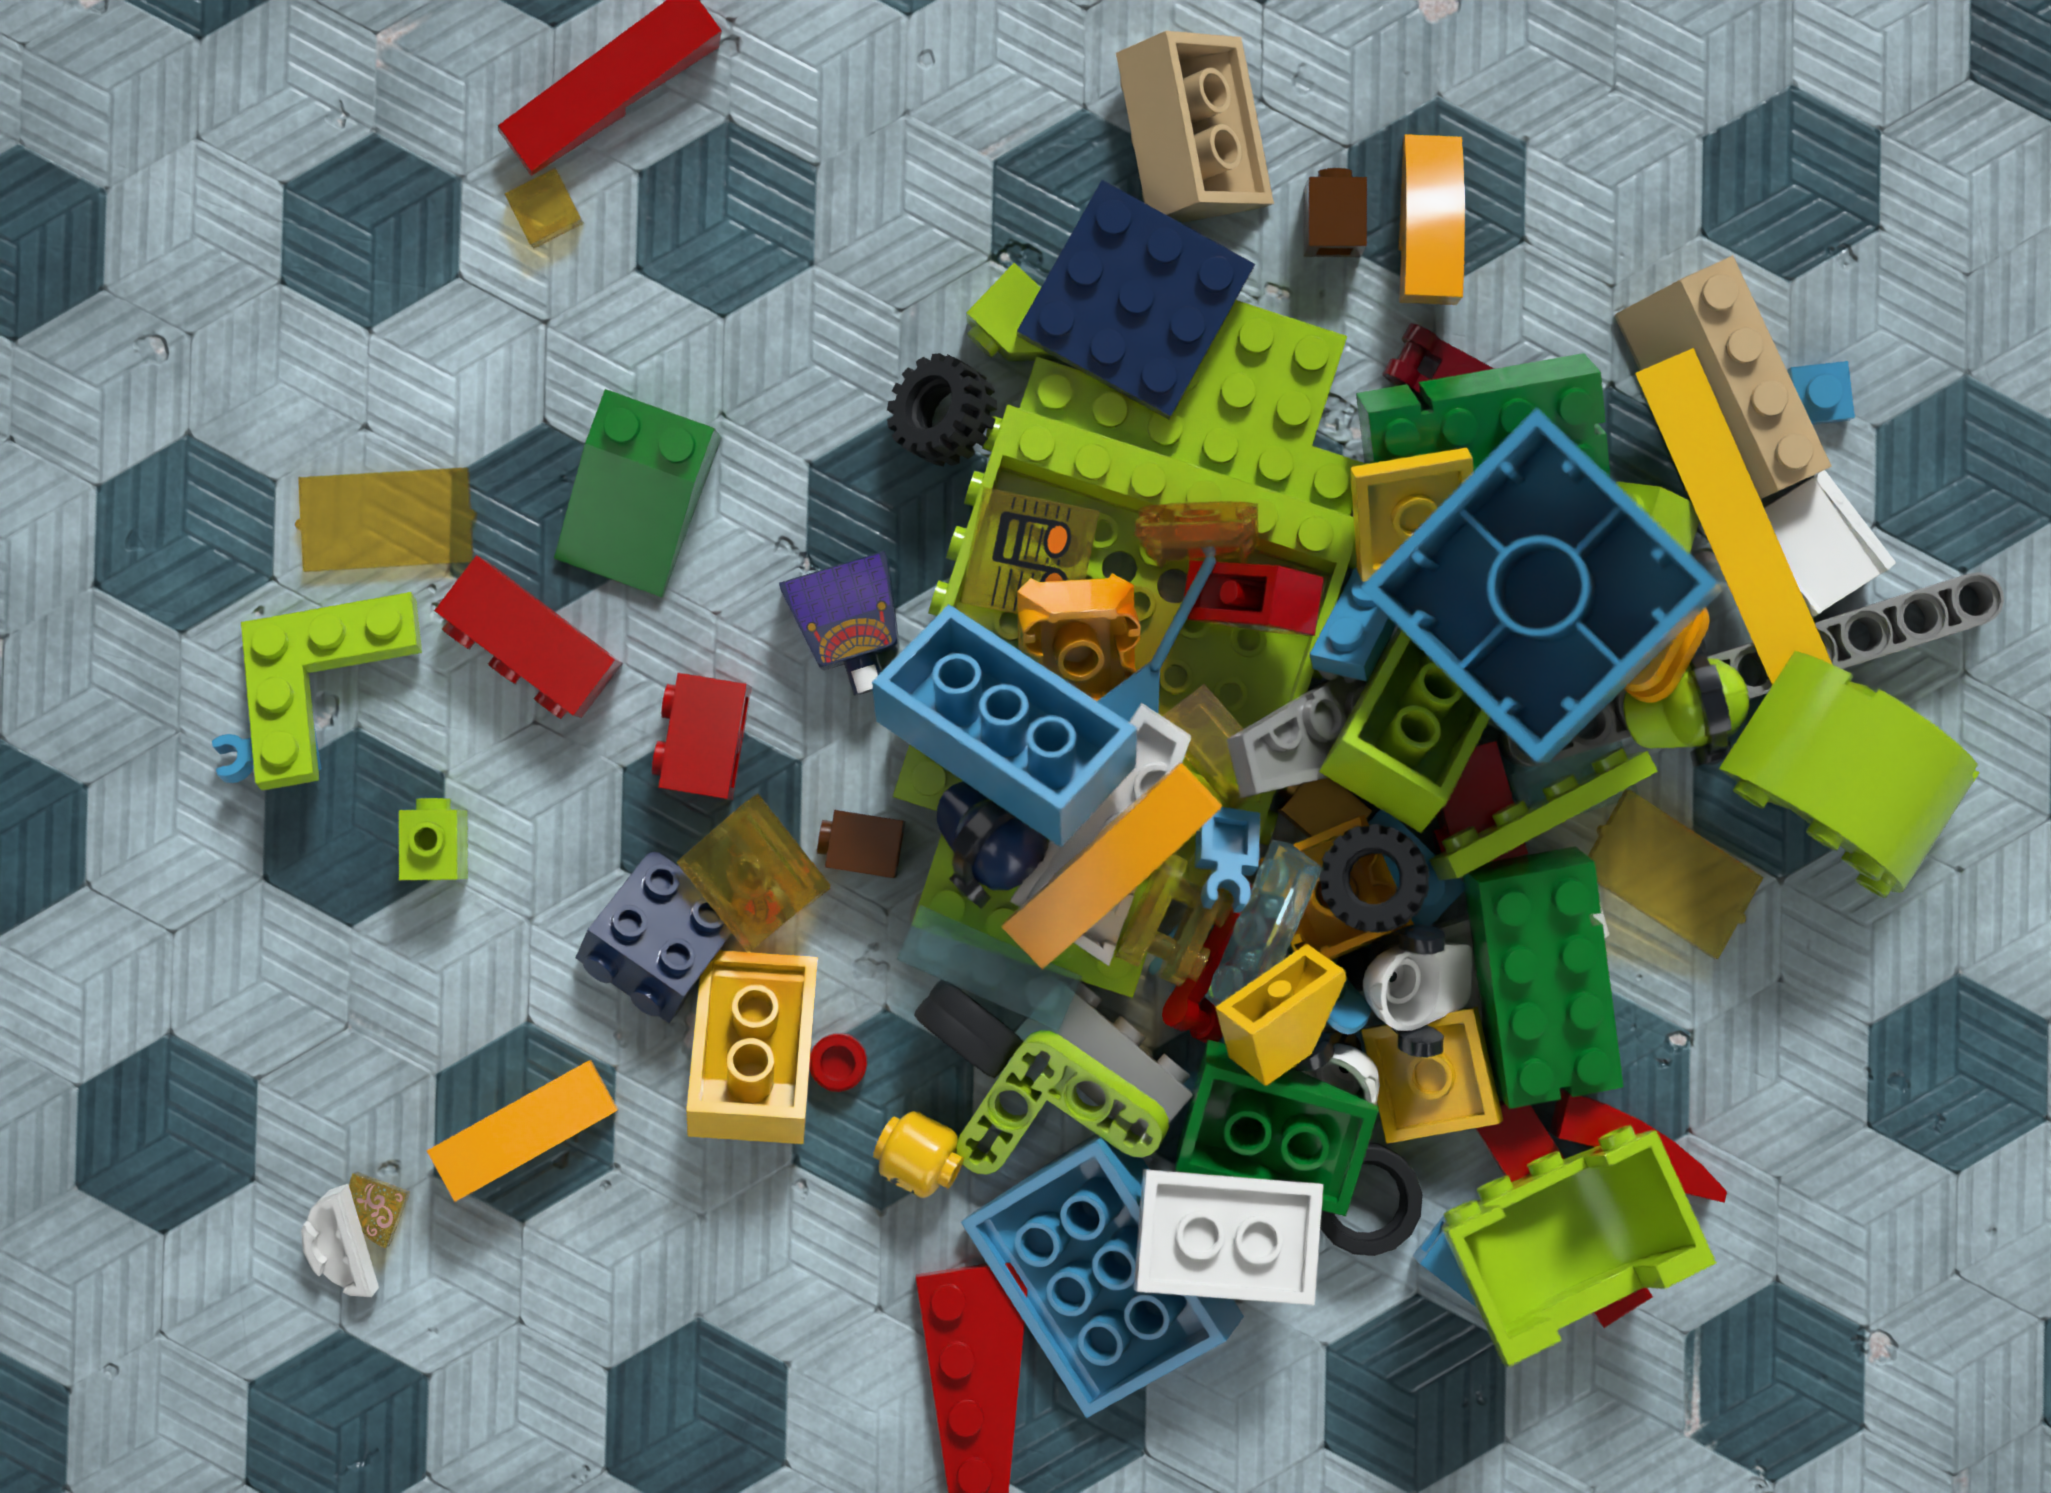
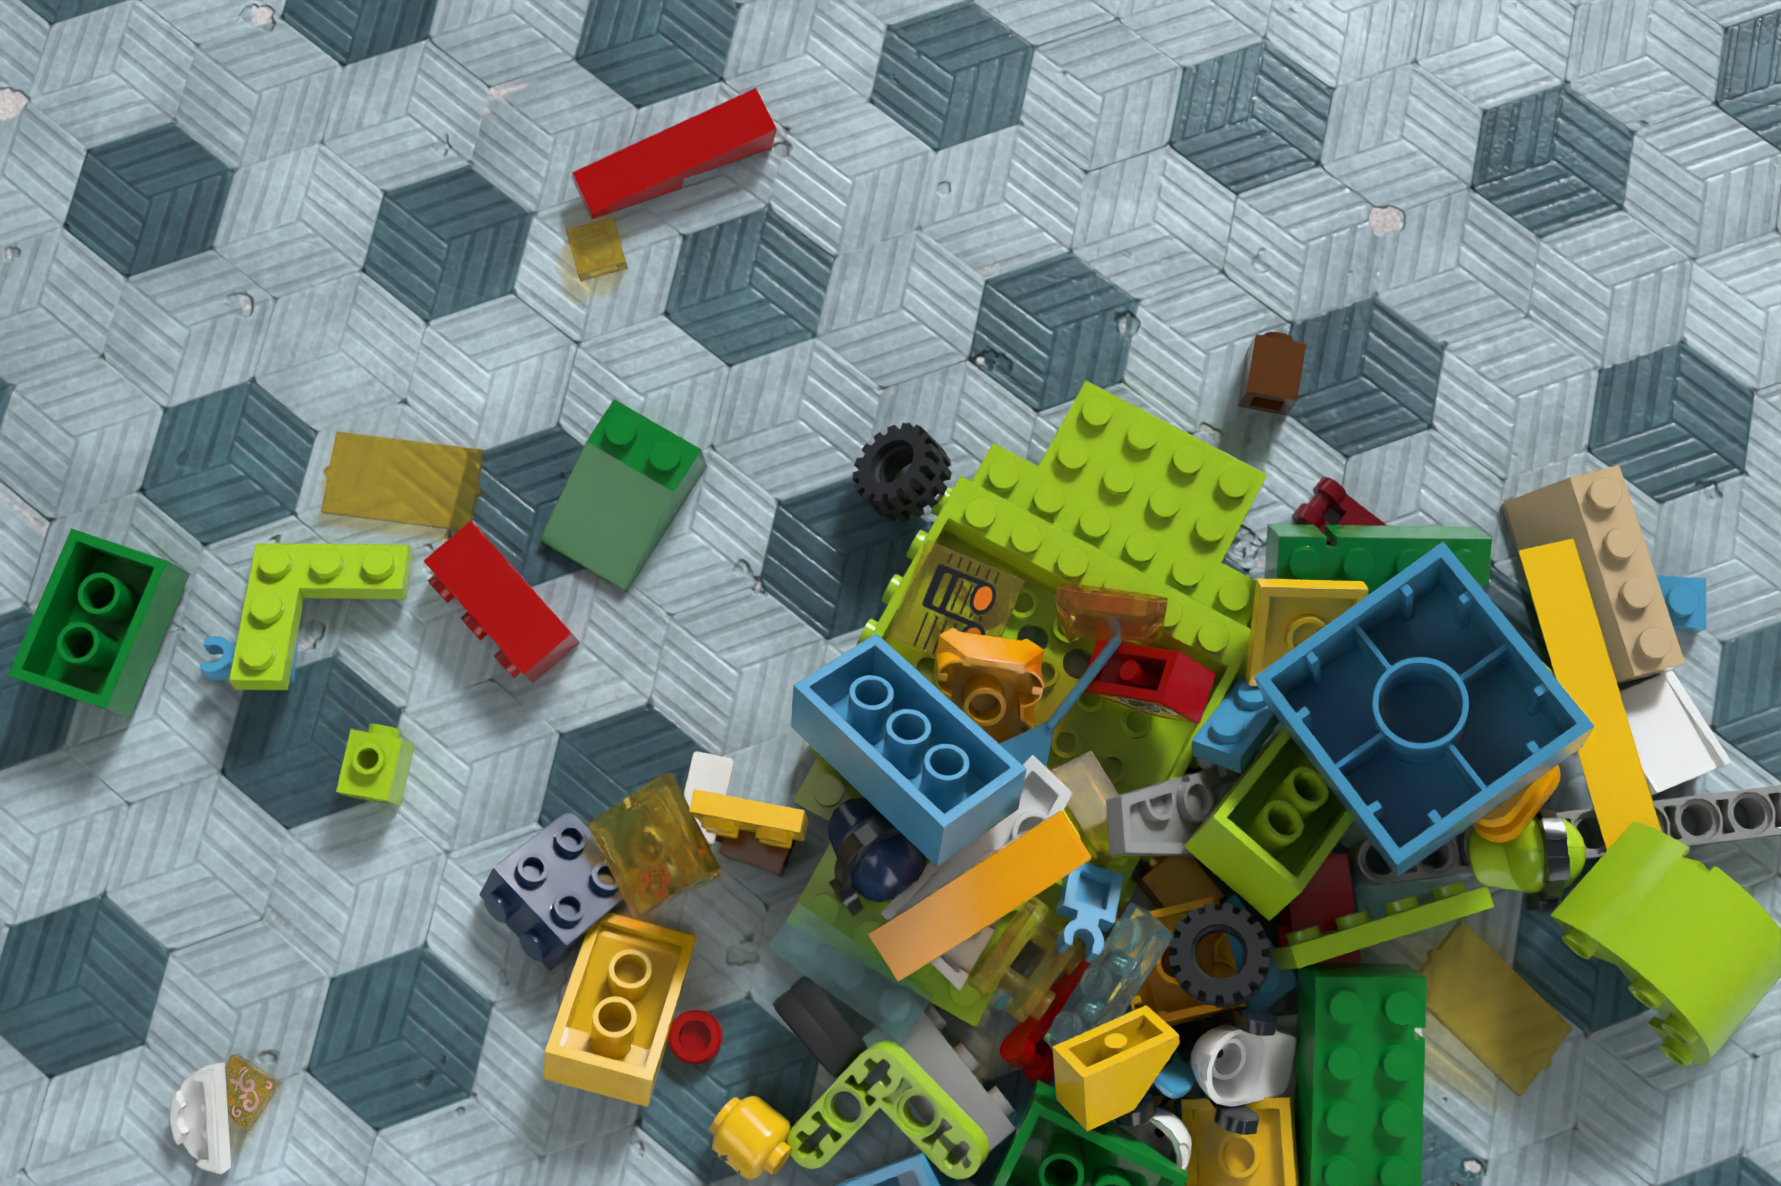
camera: 10 degrees right, 10 degrees down
(94, 746) = (99, 623): none -> green brick
(522, 1130) = (393, 1044): light orange slope -> none
(702, 735) = (635, 716): red brick -> none
(797, 799) = (708, 774): none -> white sticker
(828, 830) = (727, 814): none -> yellow plate
(847, 616) = (784, 633): torso -> none
(999, 315) = (986, 412): lime slope -> none
(1135, 299) = (1088, 408): dark blue plate -> none
(1194, 125) = (1162, 279): tan slope -> none
(1432, 220) = (1355, 395): light orange slope -> none

